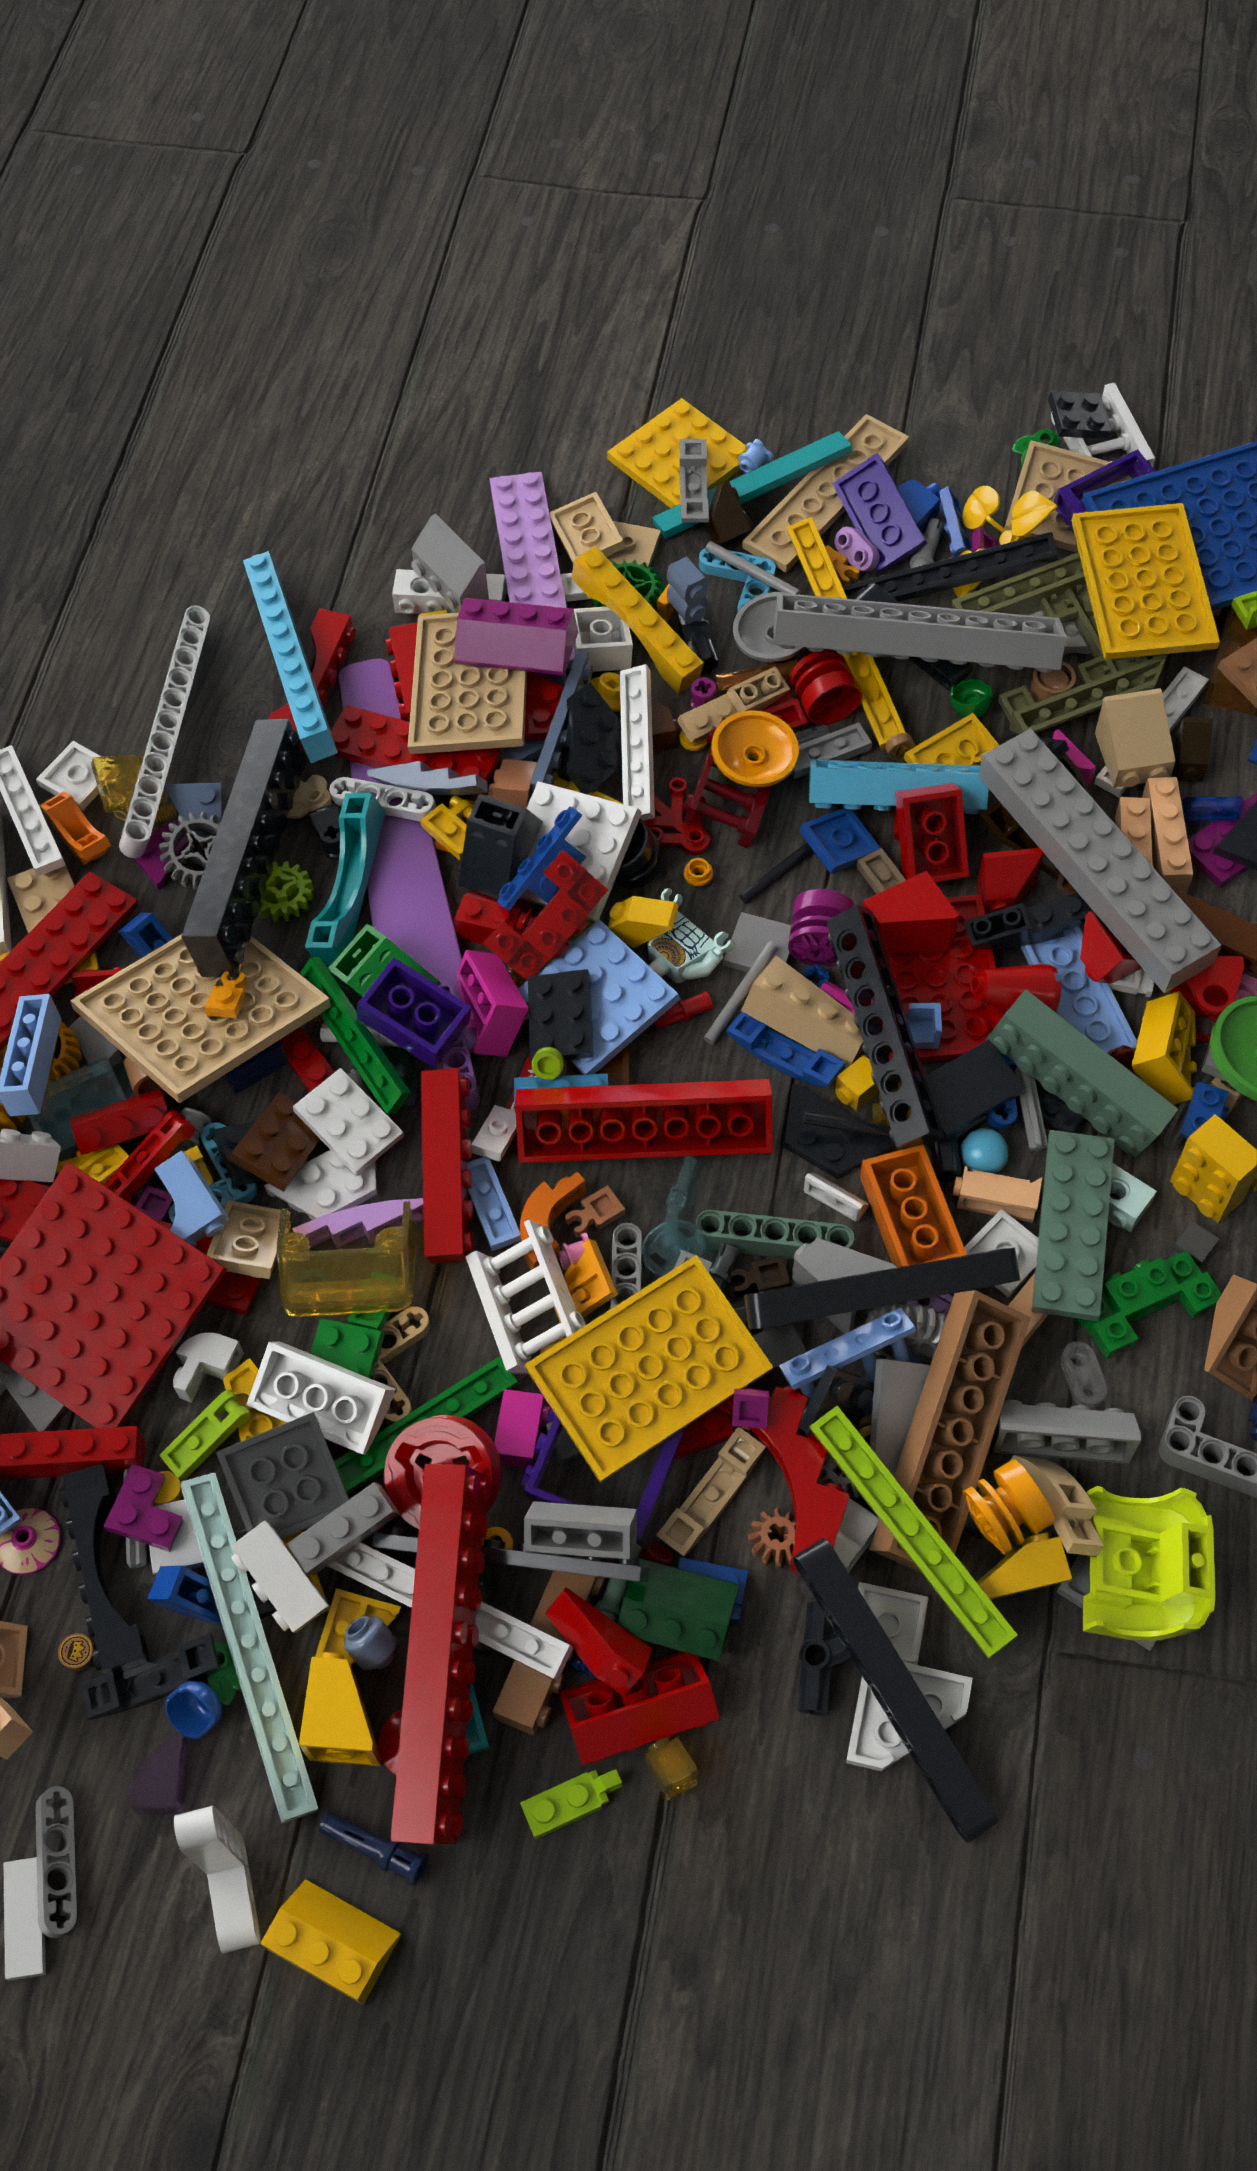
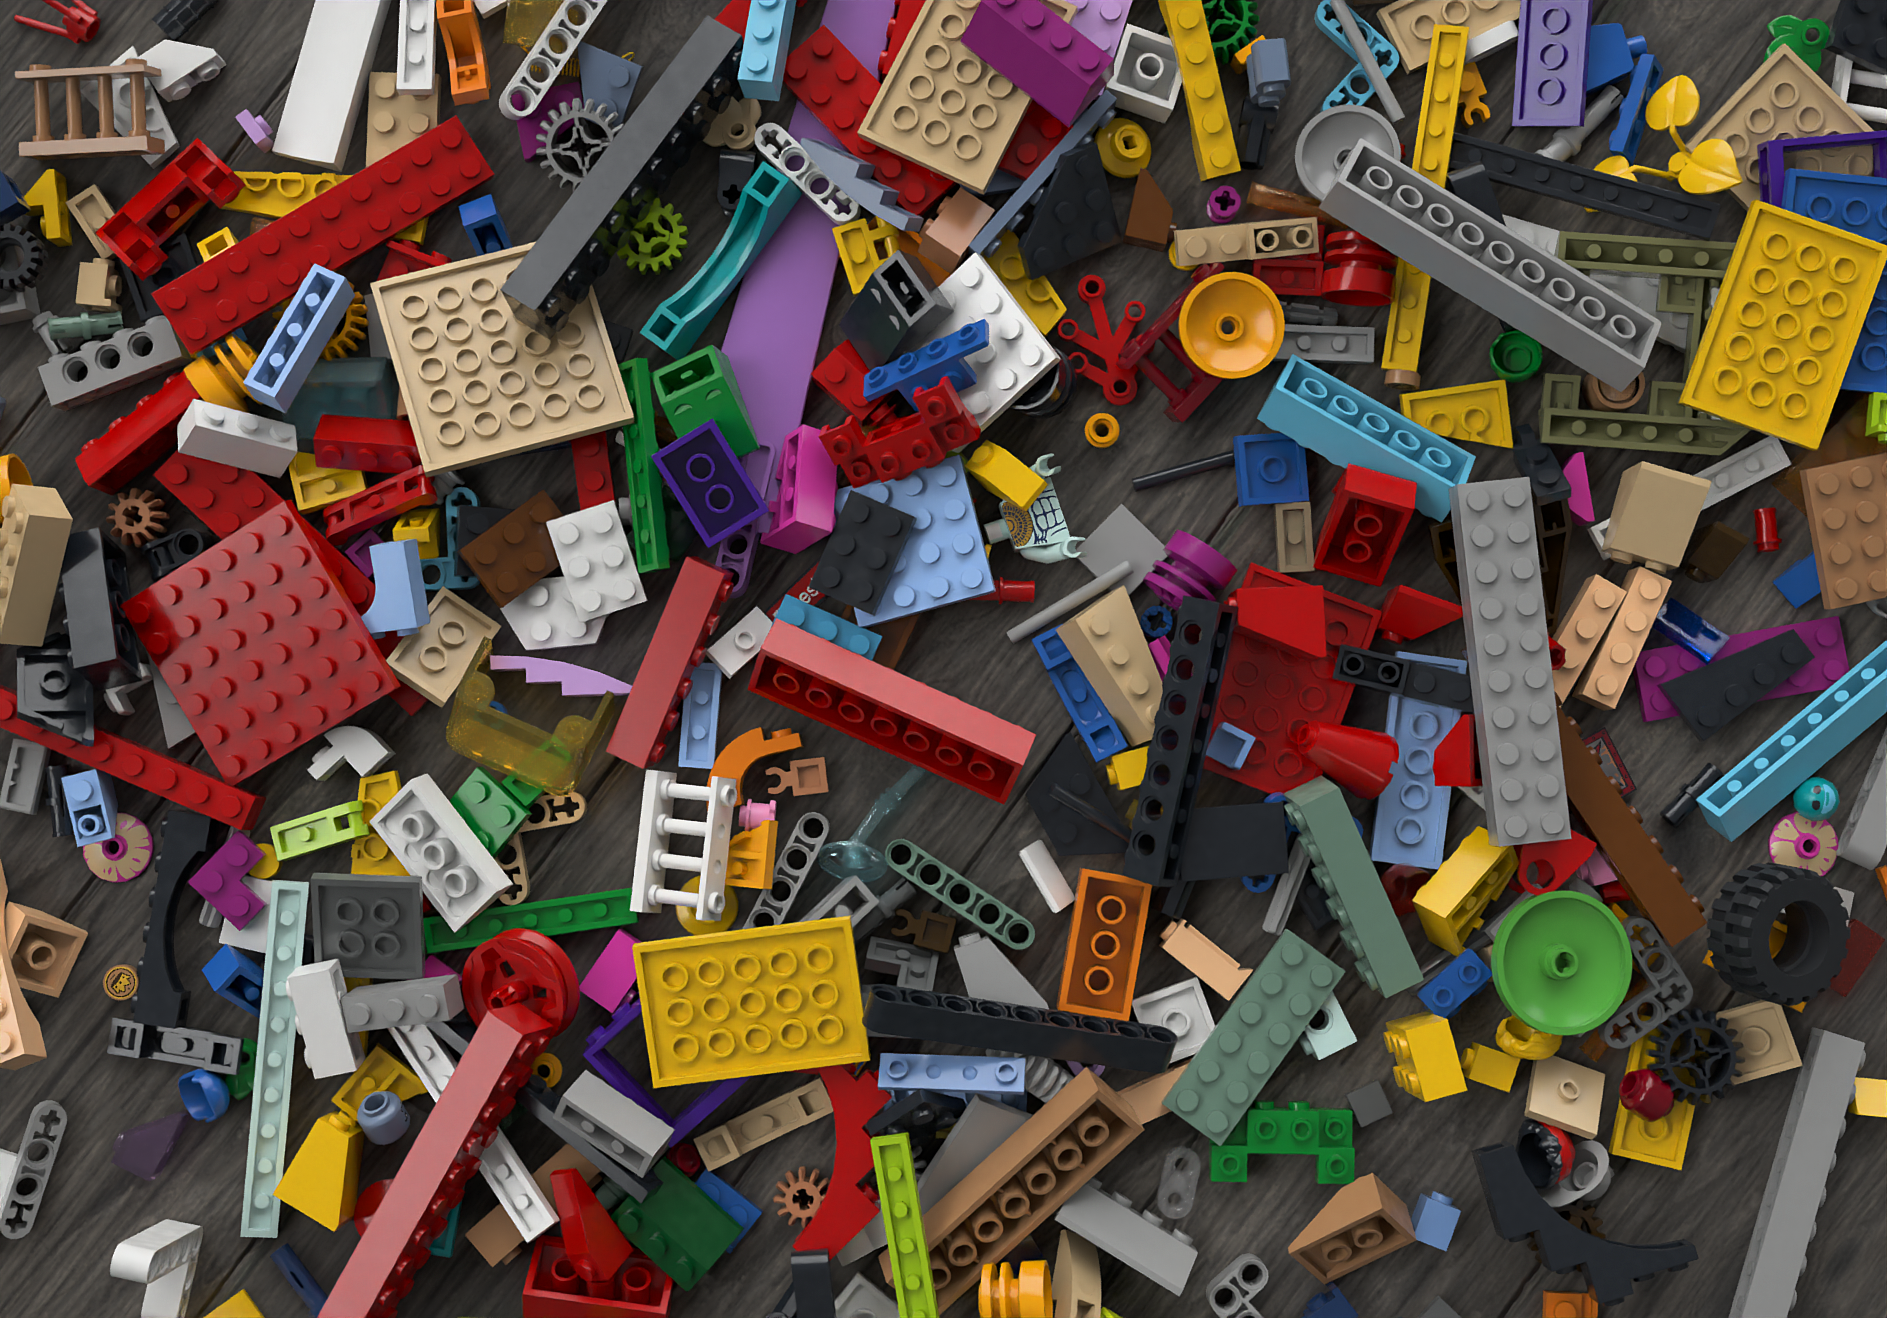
camera: 20 degrees right, 25 degrees up
(227, 999) = (526, 368): light orange plate -> none
(547, 1063) = (823, 602): lime tile -> none
(637, 740) = (1112, 245): white plate -> none
(750, 1408) = (827, 1089): magenta plate -> none
(832, 525) = (1491, 41): none -> white beam
(856, 546) = (1504, 84): lavender plate -> none
(982, 540) = (1651, 153): magenta plate -> none
(984, 1151) = (1218, 904): medium azure hair -> none
(1221, 729) = (1766, 530): none -> red pin

